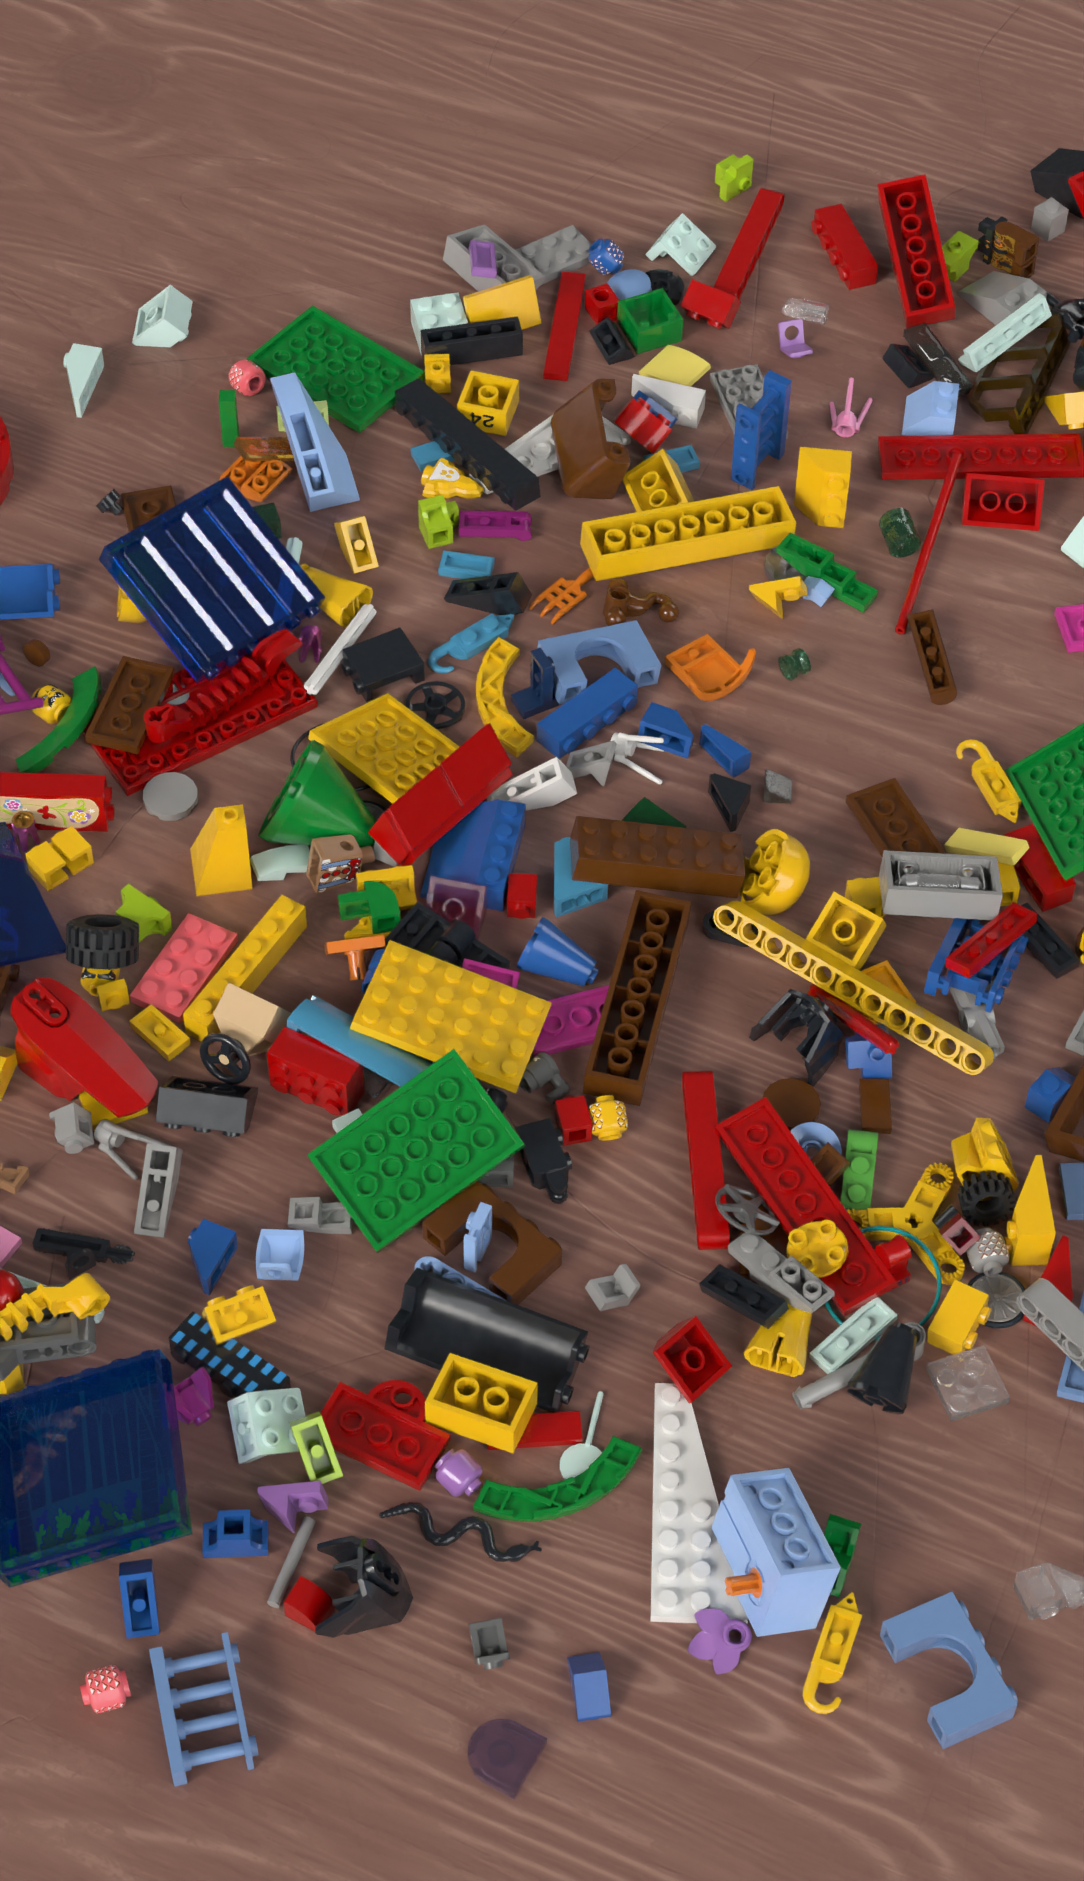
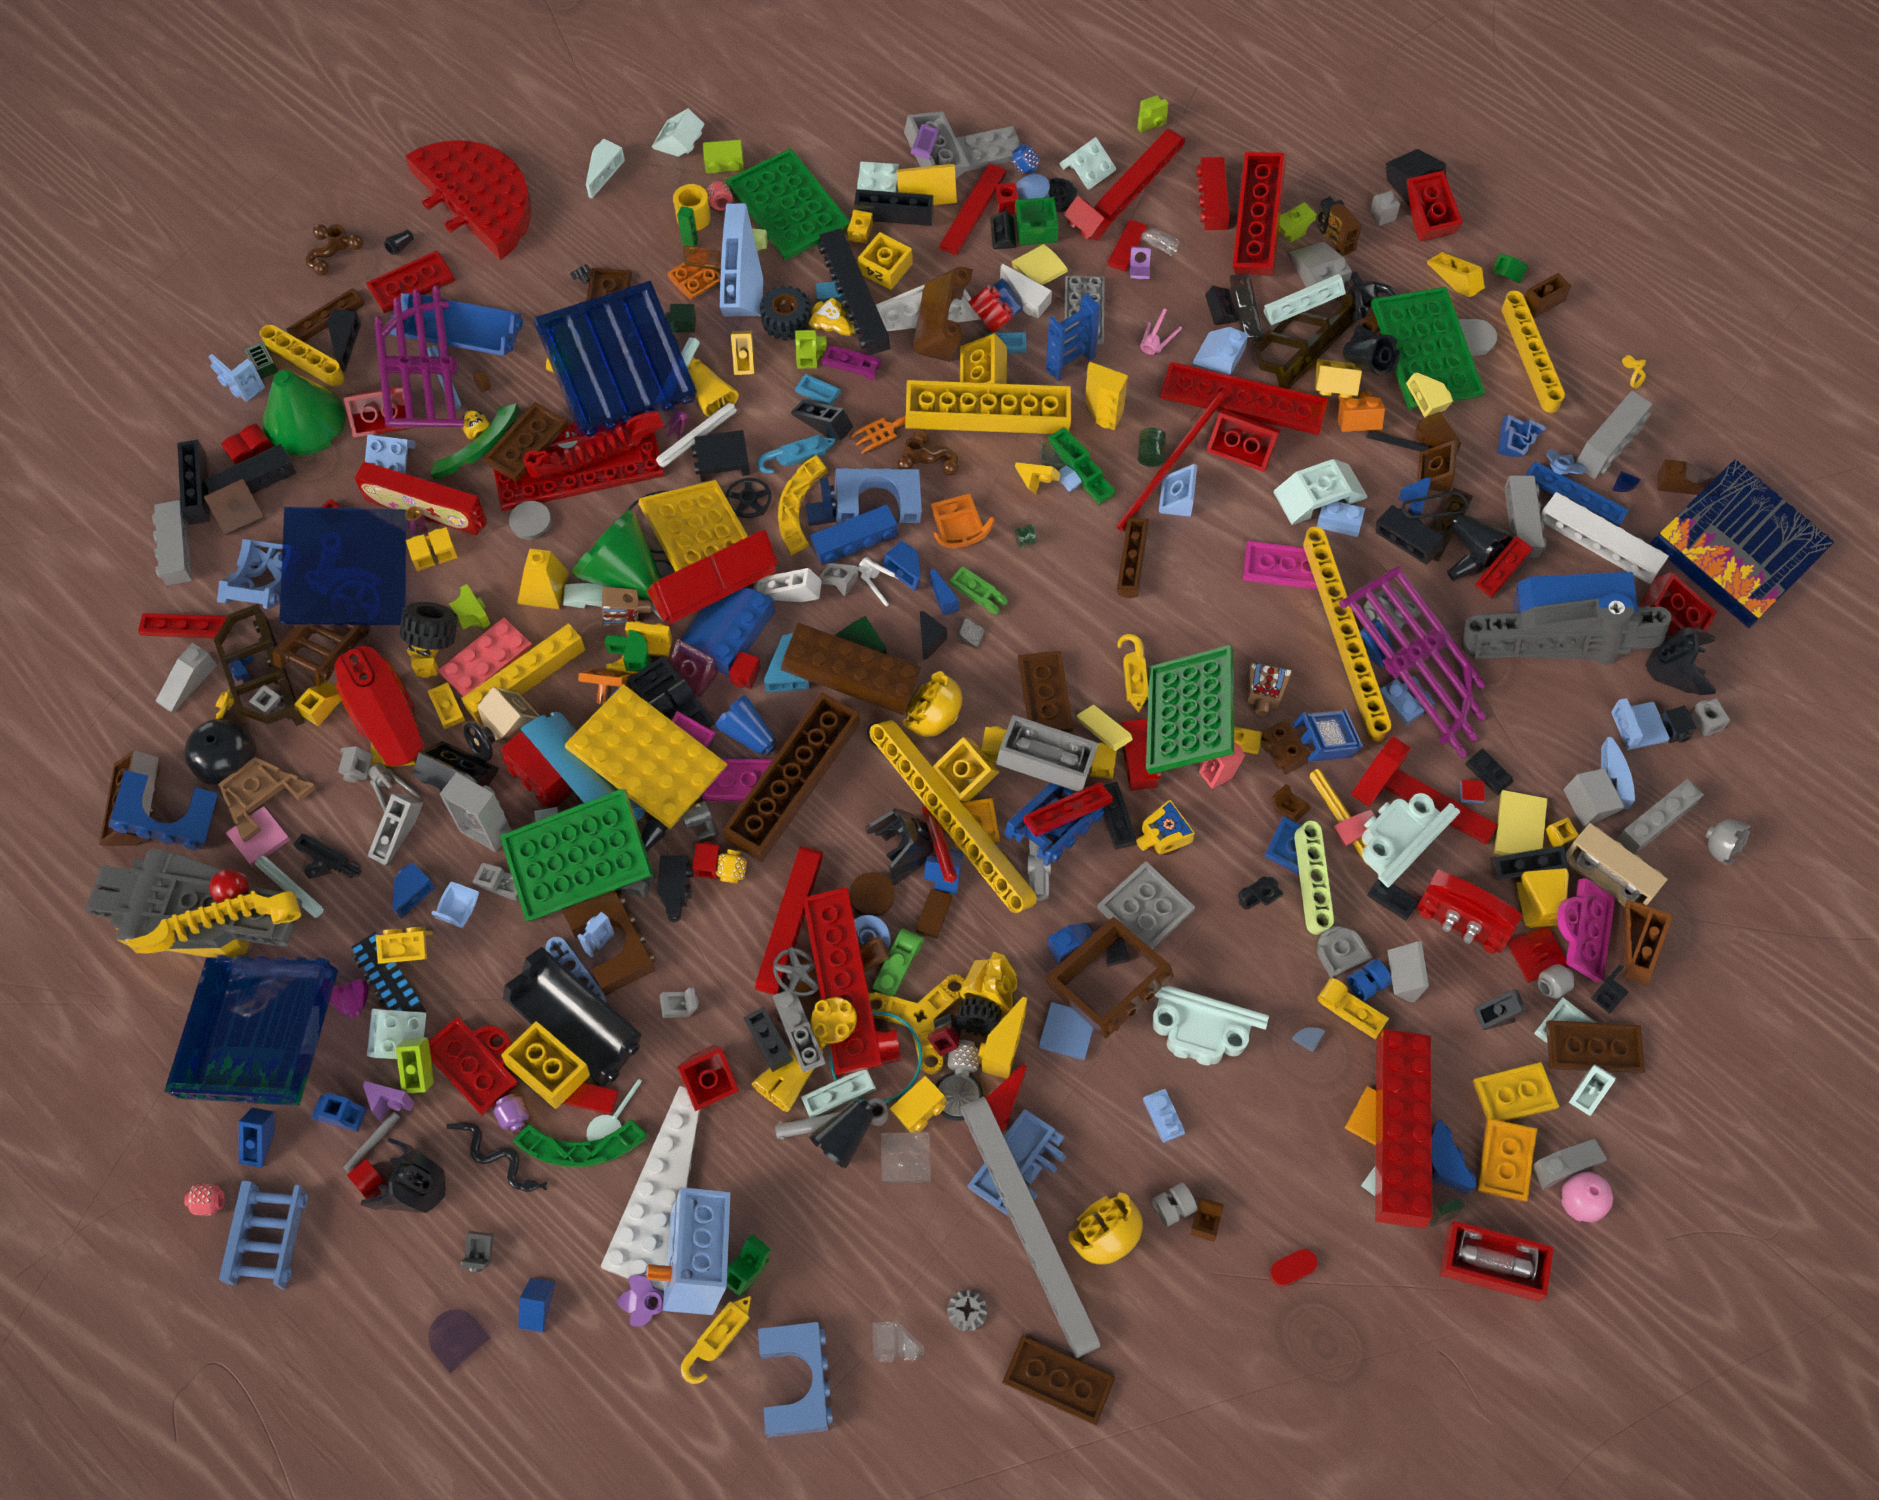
camera: 20 degrees right, 10 degrees up
(210, 383) = (696, 198): none -> yellow piece
(231, 333) = (723, 156): none -> lime brick
(270, 1132) = (475, 811): none -> light grey piece
(390, 487) = (785, 312): none -> black wheel
(766, 738) = (977, 590): none -> bright green hinge
(767, 321) = (1130, 238): none -> red tile
(954, 573) = (1178, 492): none -> light blue slope

